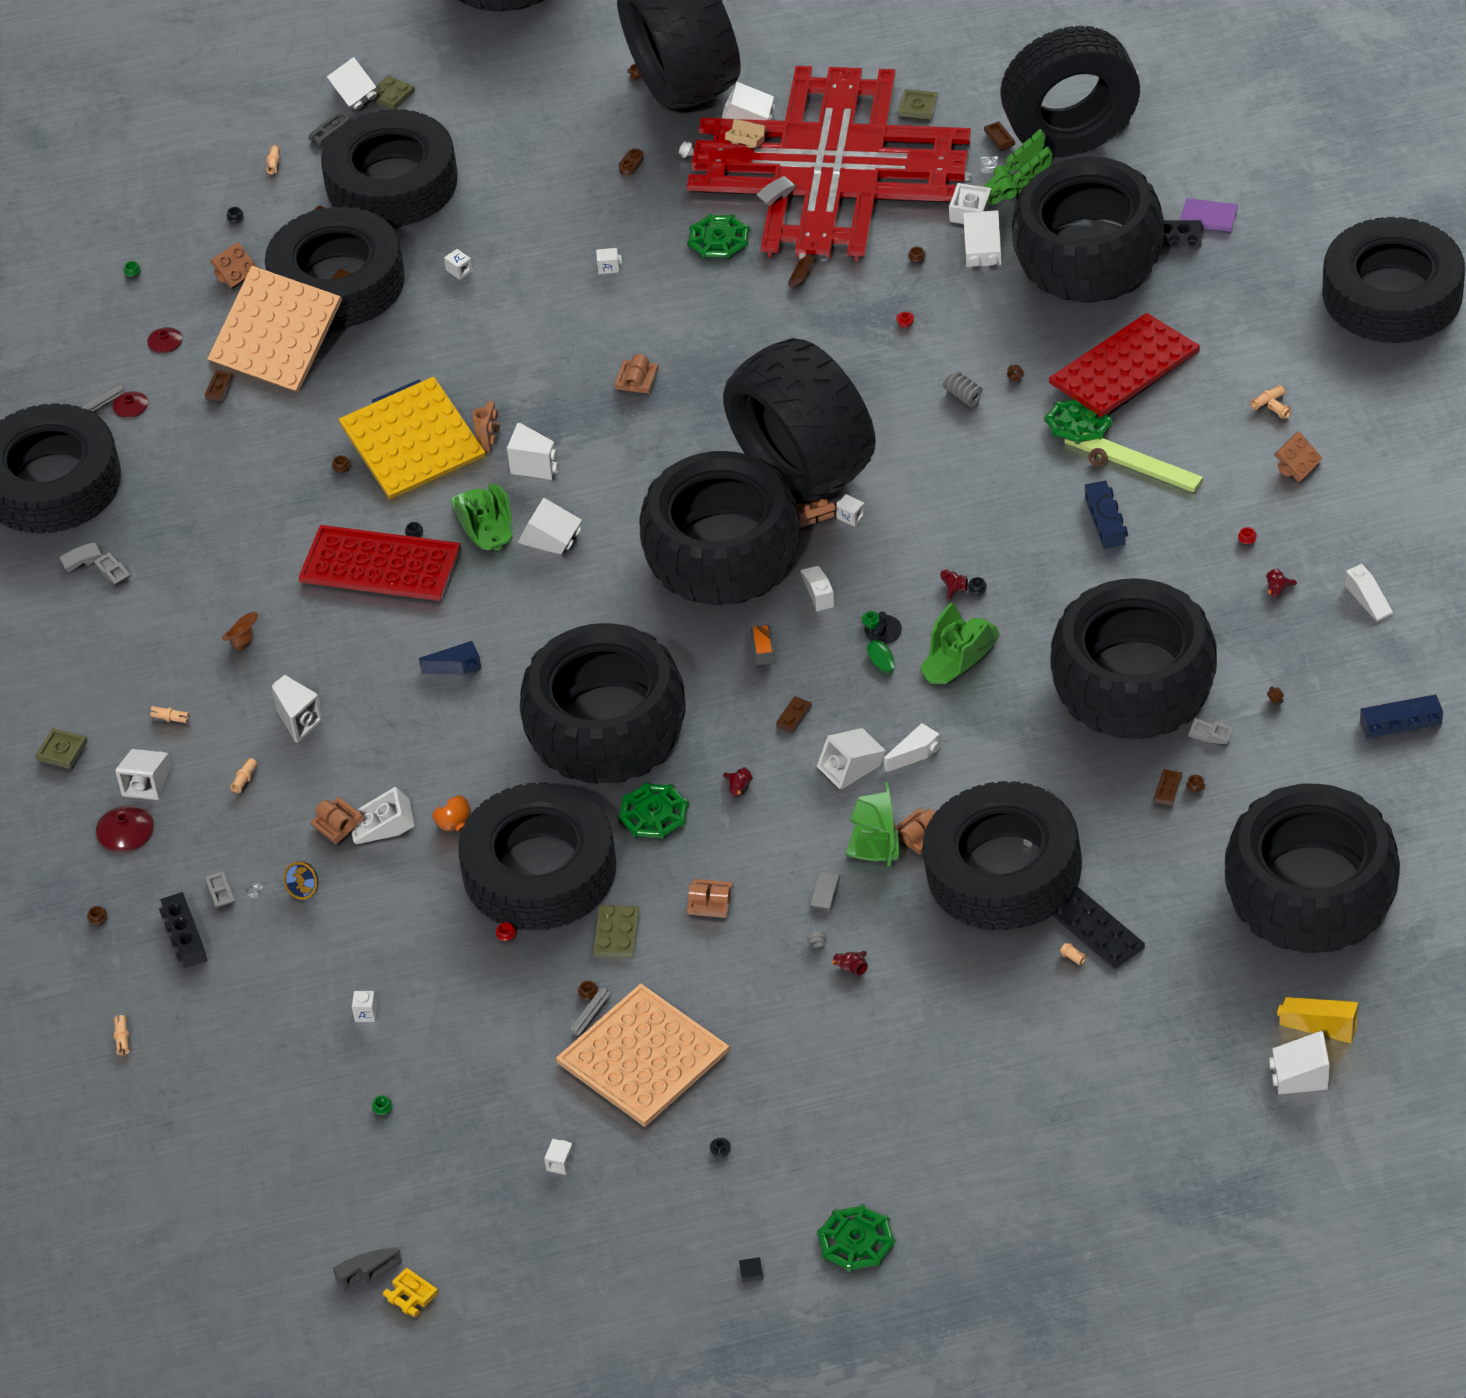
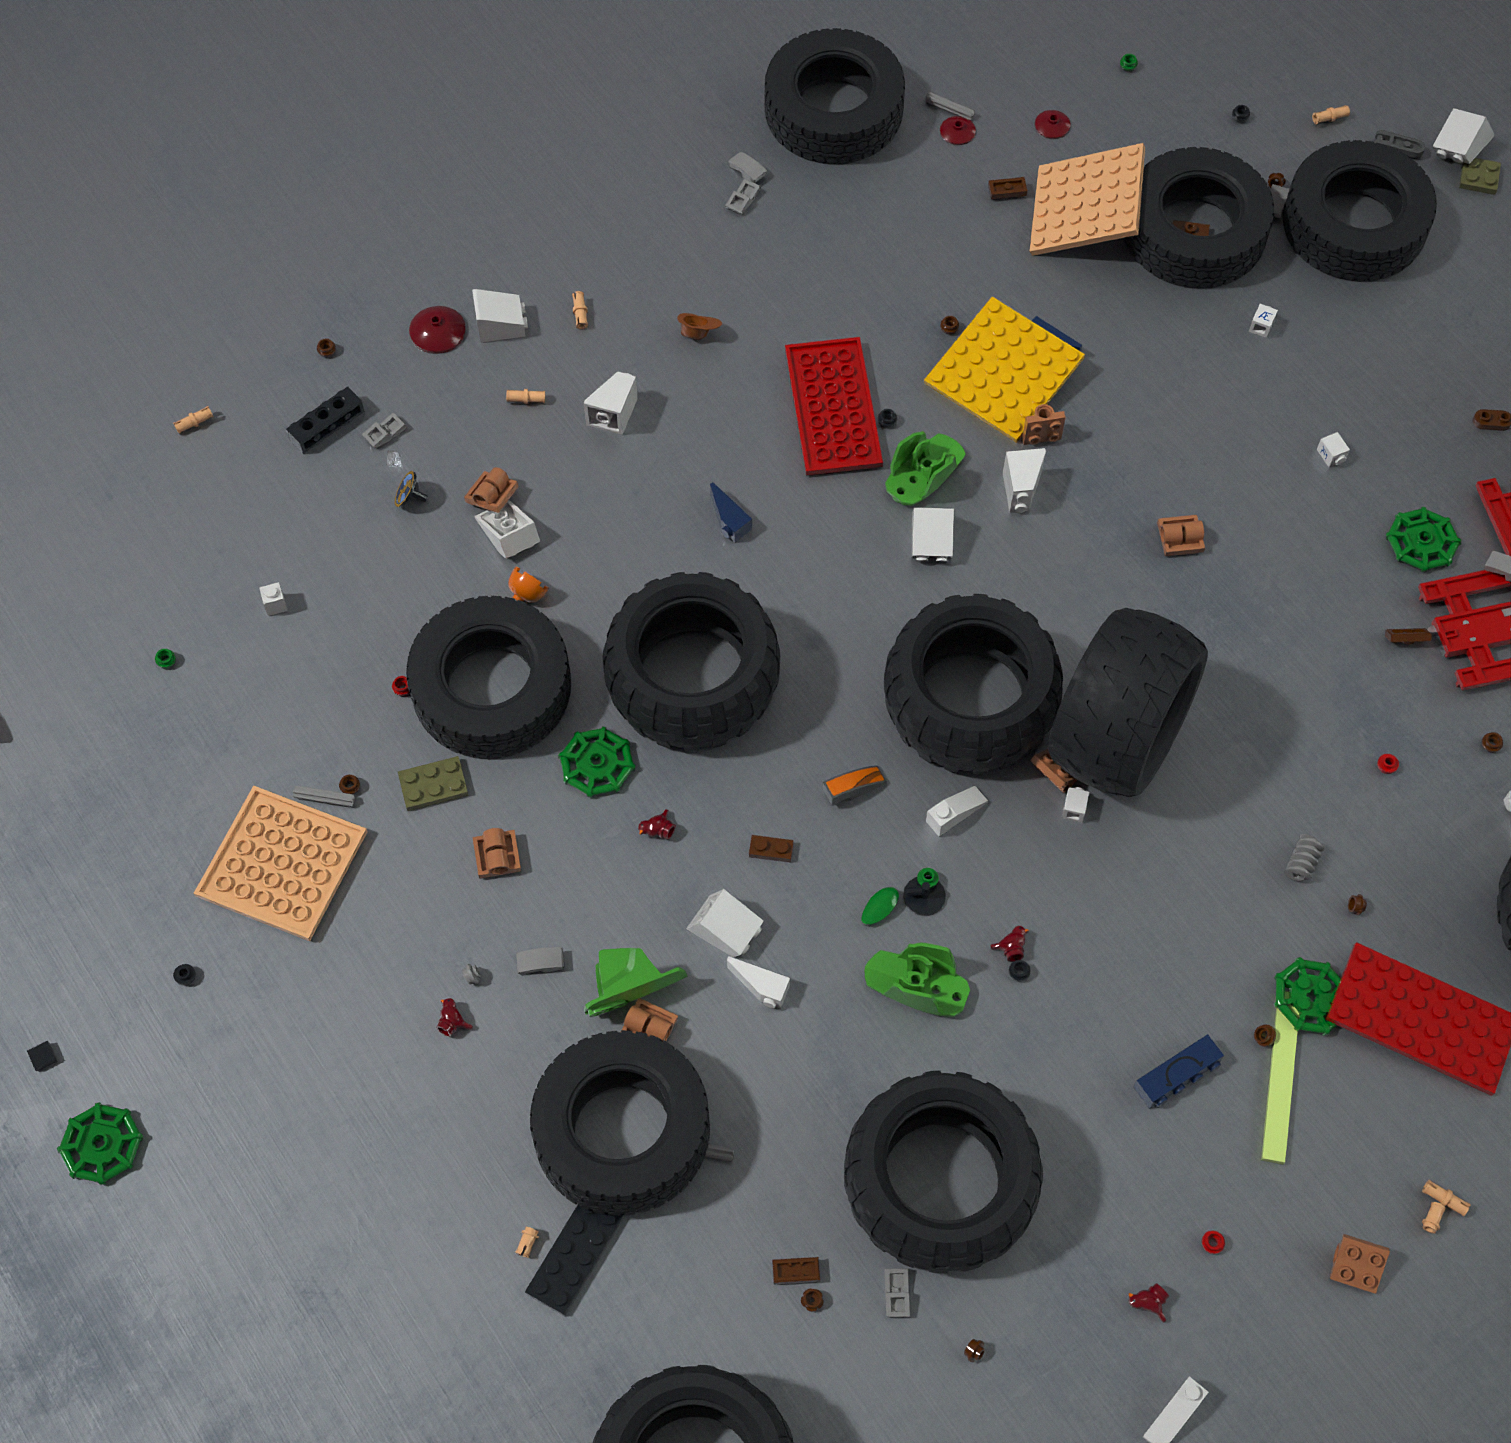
camera: 65 degrees right, 15 degrees up
(61, 748) = (511, 243): olive plate -> none
(232, 265) = (1167, 135): nougat plate -> none
(559, 1156) = (136, 832): white brick -> none

